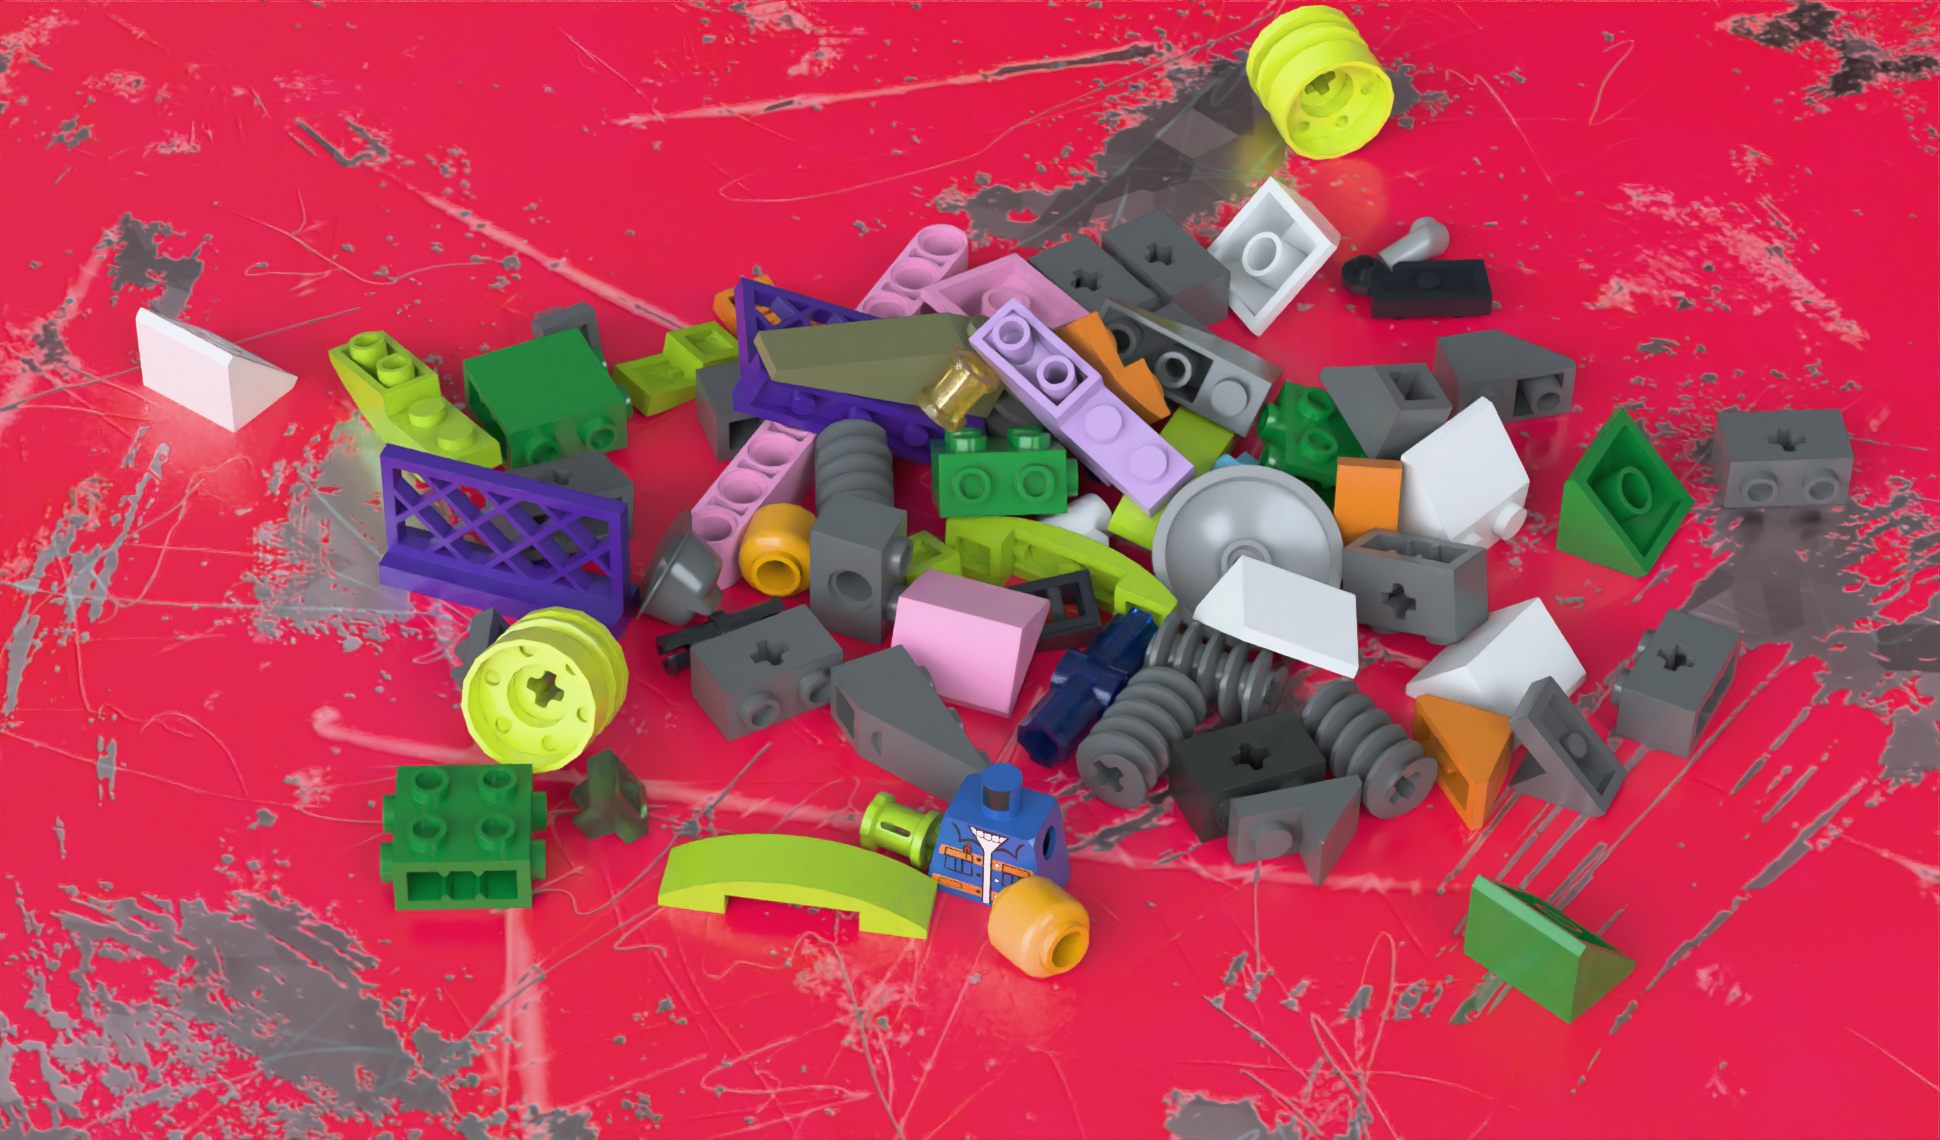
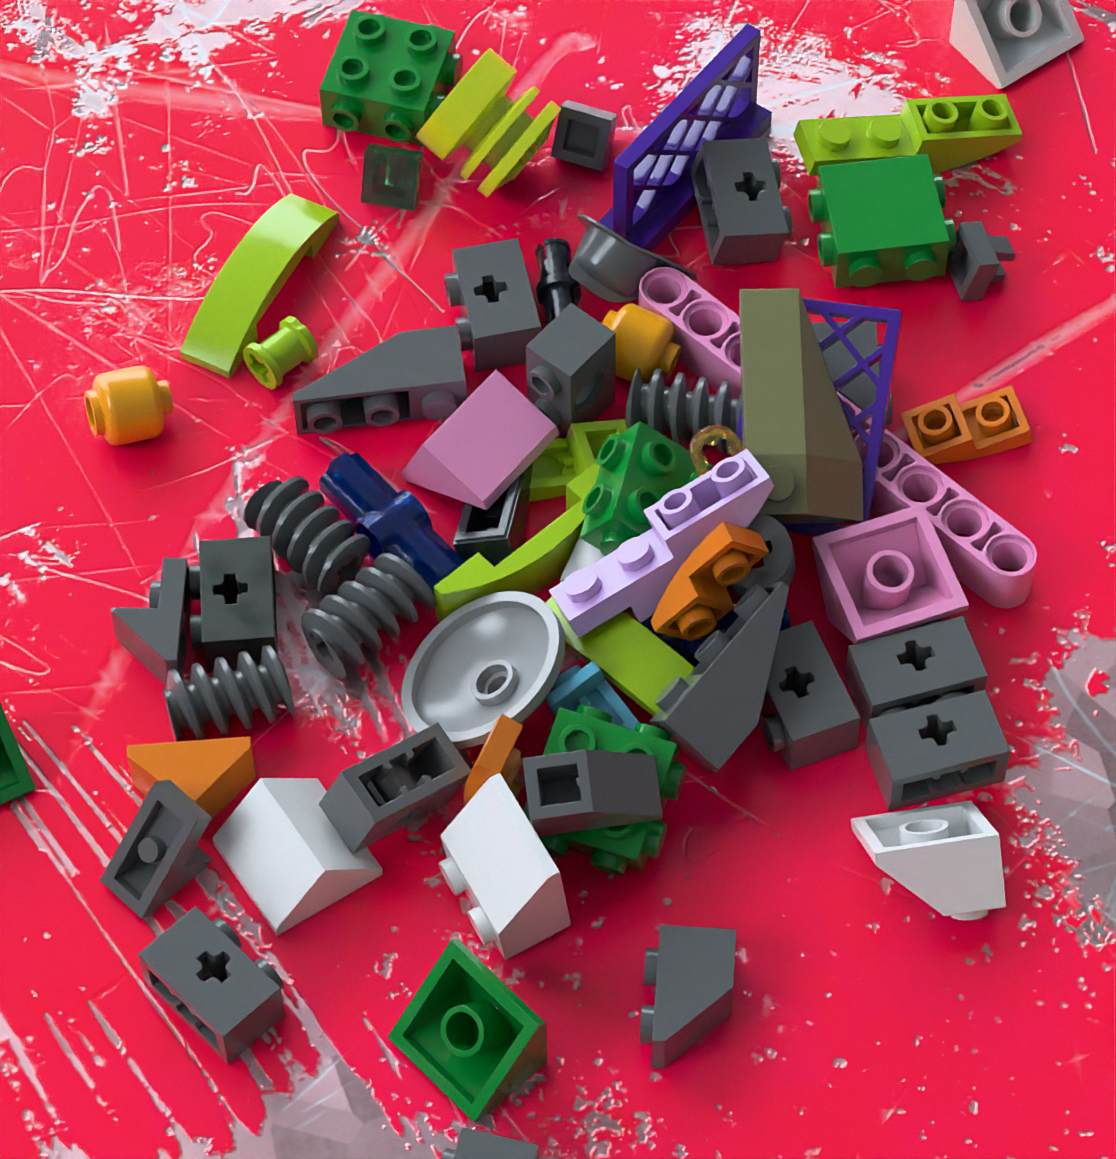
camera: 110 degrees right, 15 degrees up
(670, 377) = (928, 350): lime slope -> none
(998, 836) = (215, 397): blue torso -> none
(1285, 615) = (358, 646): white slope -> none
(1420, 287) = (860, 978): black hinge -> none
(1425, 241) = (925, 998): light grey arm -> none

